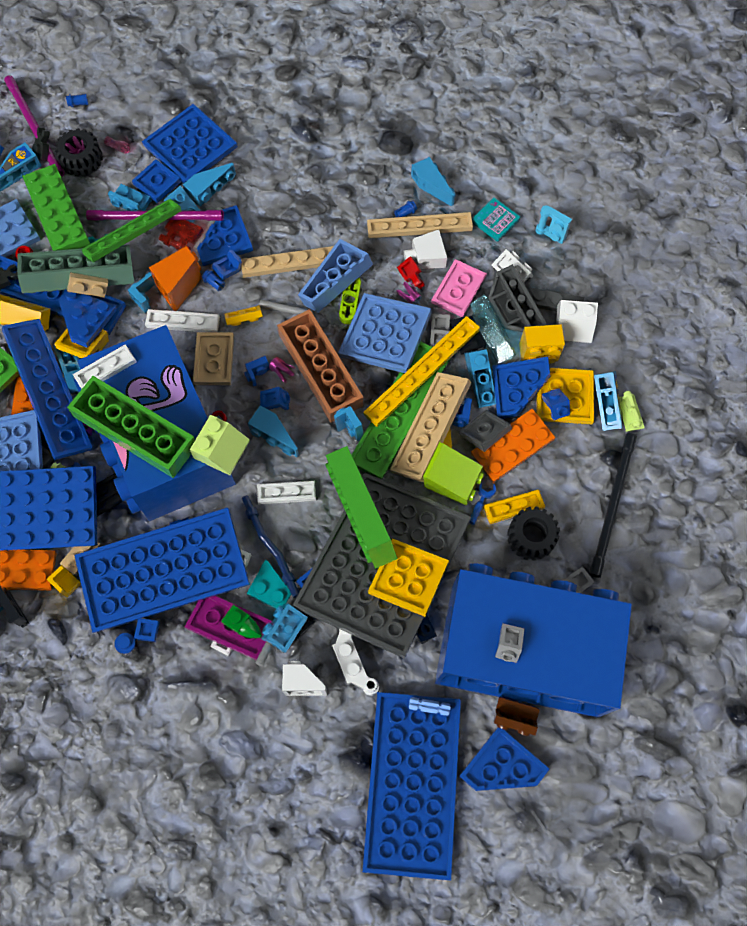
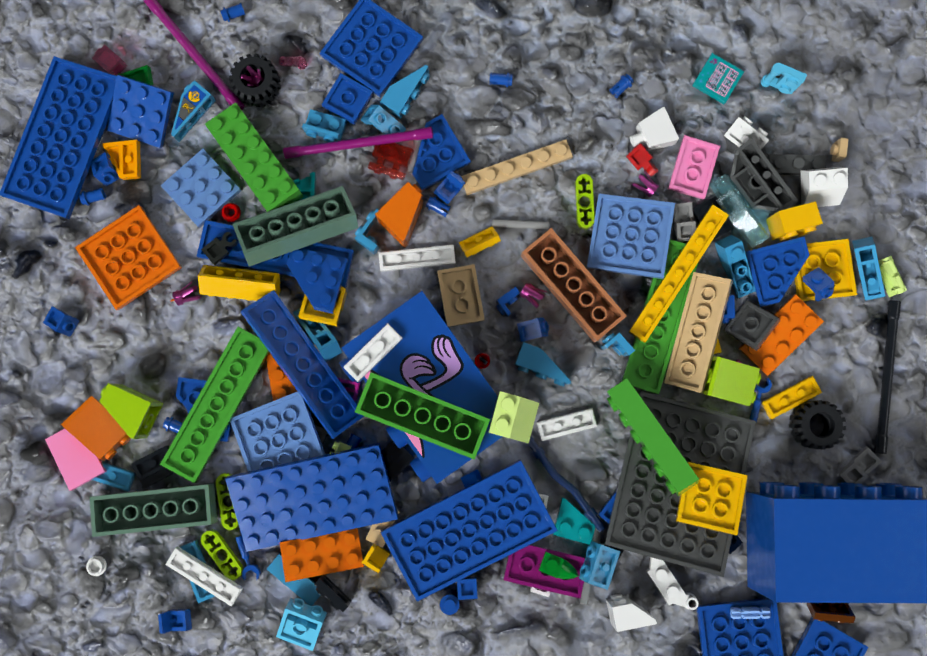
camera: 10 degrees left, 15 degrees up
(40, 145) = (211, 80): pearl dark grey plate -> none
(87, 285) = (313, 243): tan plate -> none
(131, 230) = (343, 171): bright green tile -> none
(300, 188) = (501, 79): none -> blue pin
(334, 275) = (567, 180): medium blue wedge -> none
(419, 225) = (640, 101): tan plate -> none
(430, 180) = (643, 45): dark azure slope -> none
(510, 643) = (836, 564): light grey bracket -> none
(597, 292) = (839, 150): none -> tan plate

